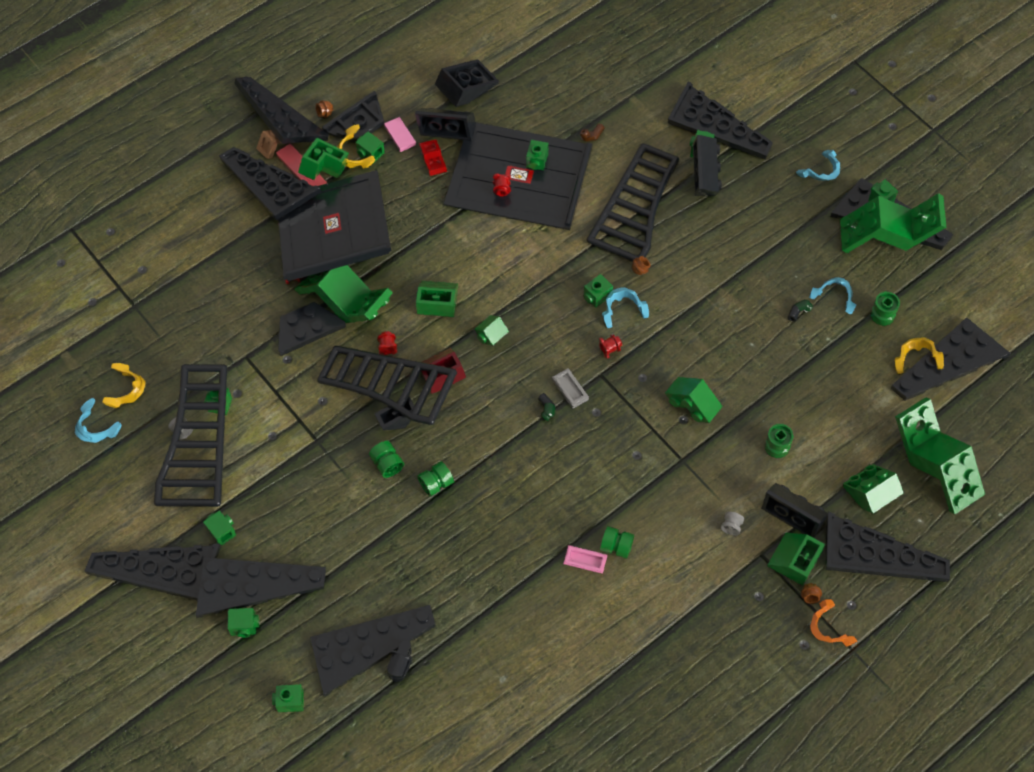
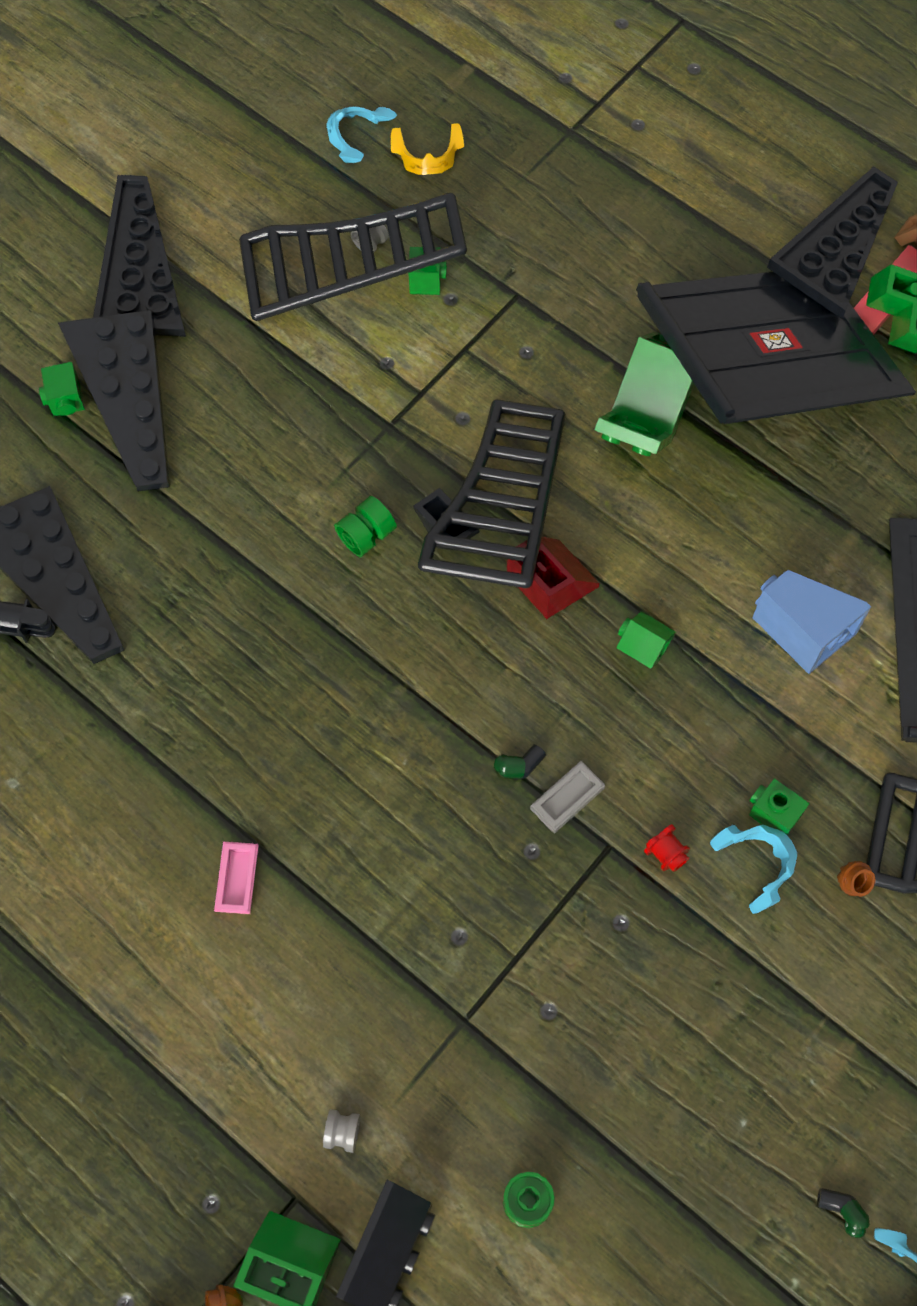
camera: 80 degrees right, 5 degrees up
(220, 527) = (210, 324): green brick -> none
(306, 326) = (587, 360): black wing -> none
(387, 343) = (583, 484): red brick -> none
(436, 298) = (691, 540): green slope -> none
(436, 478) = (347, 611): green wheel -> none
(499, 251) = (808, 617): none -> medium blue slope
(617, 542) = (269, 925): green wheel -> none
(695, 396) = (582, 1017): green brick -> none

